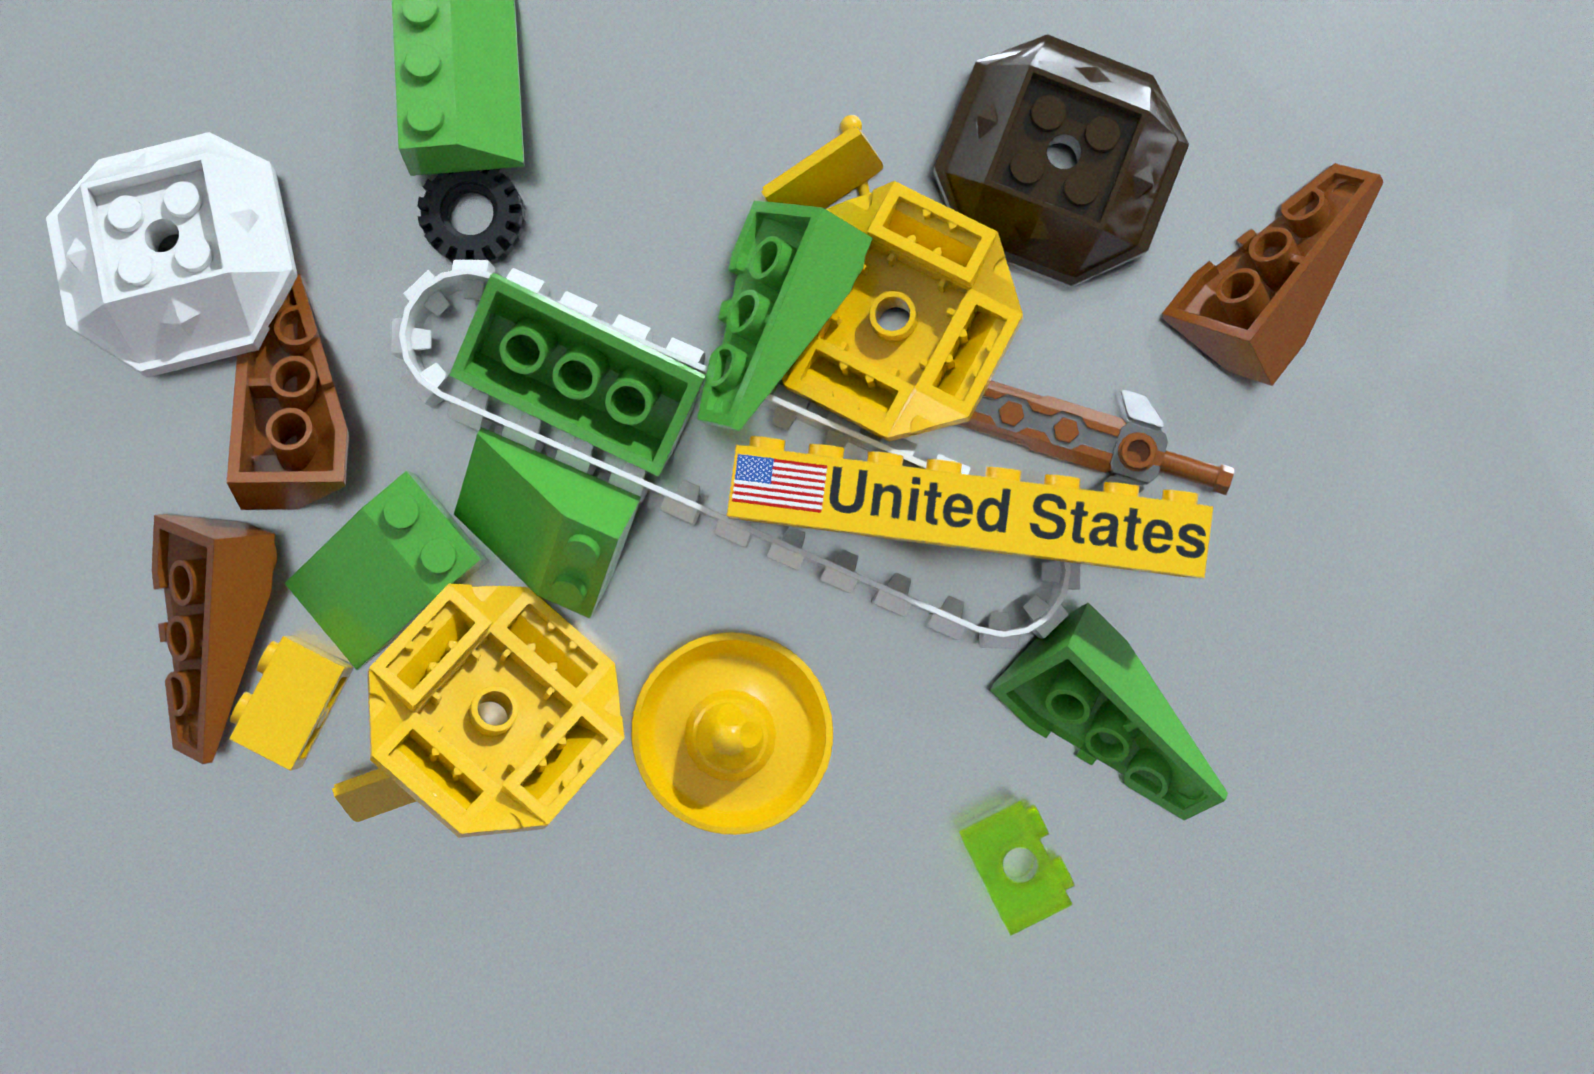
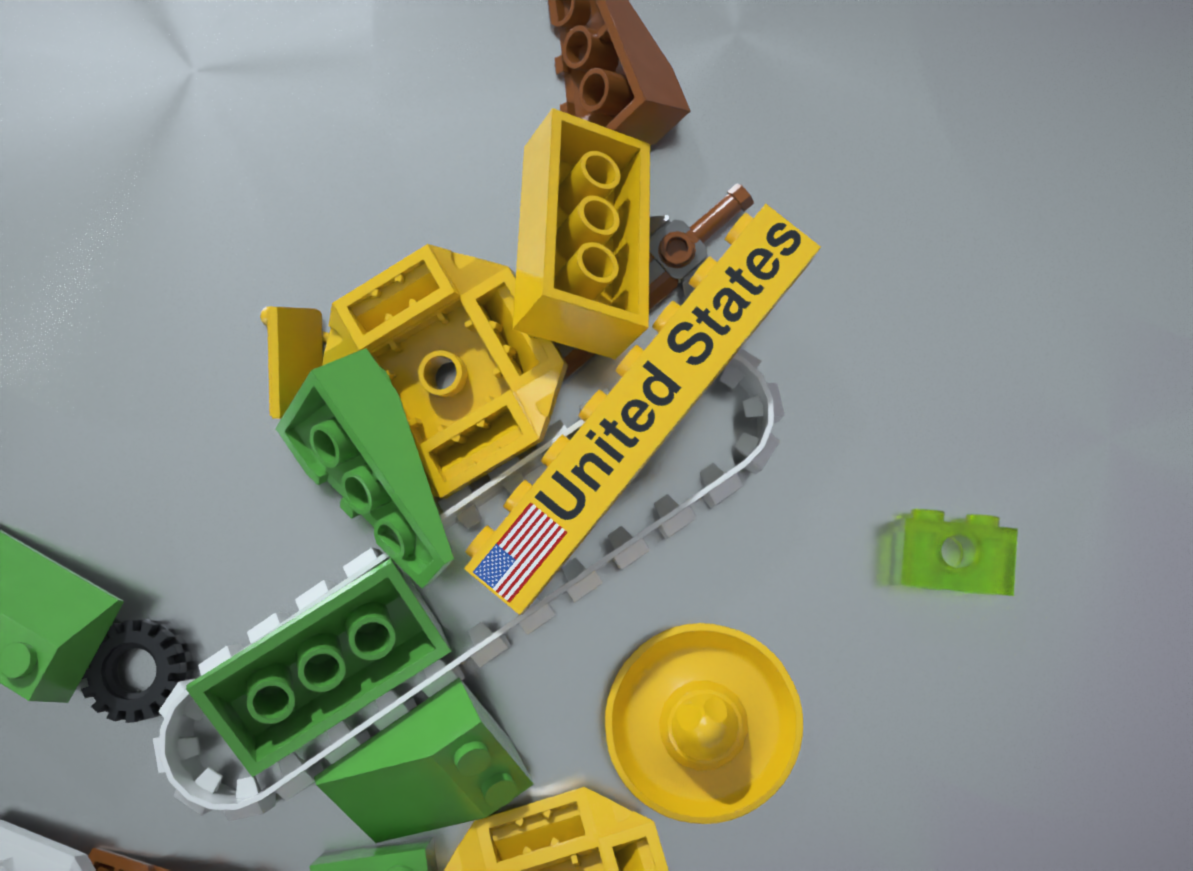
camera: 60 degrees left, 5 degrees down
(1049, 217) = (450, 197): dark brown piece -> none
(1093, 362) = (583, 236): none -> yellow brick
(1102, 700) = (860, 401): bright green wedge -> none

